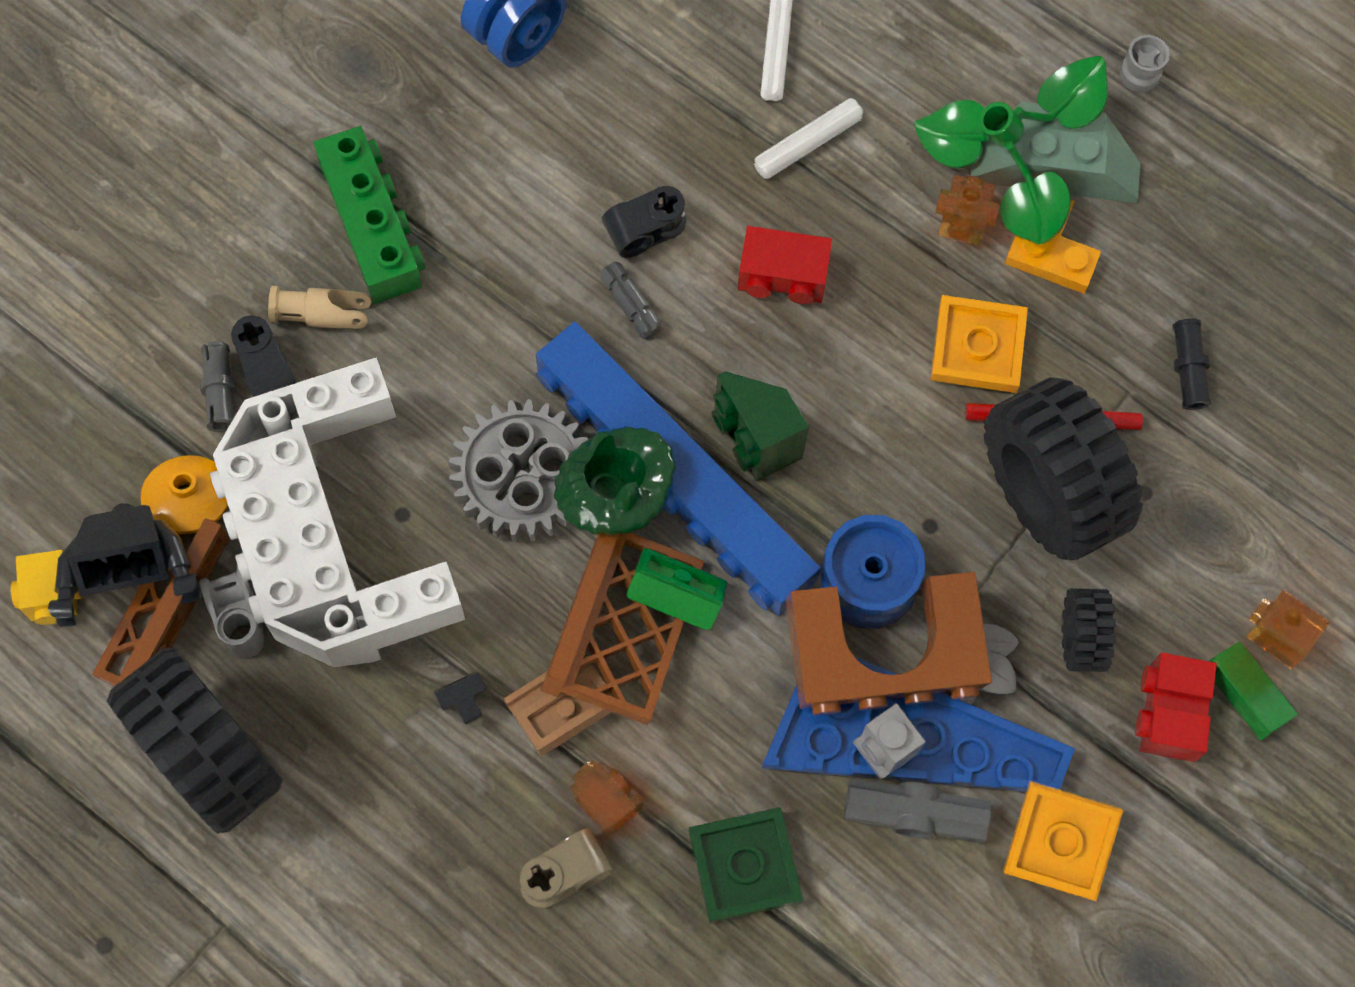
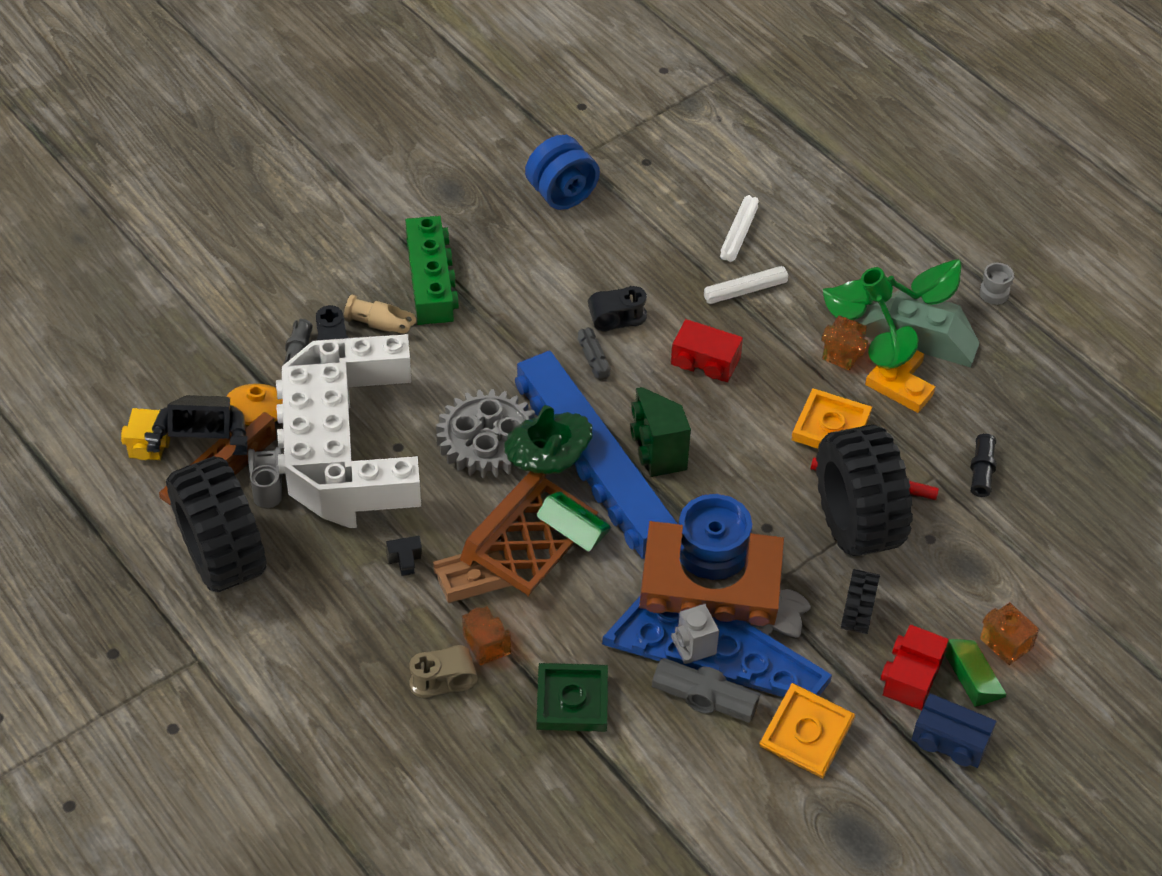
camera: 15 degrees right, 20 degrees down
(1248, 794) = (953, 731): none -> dark blue brick

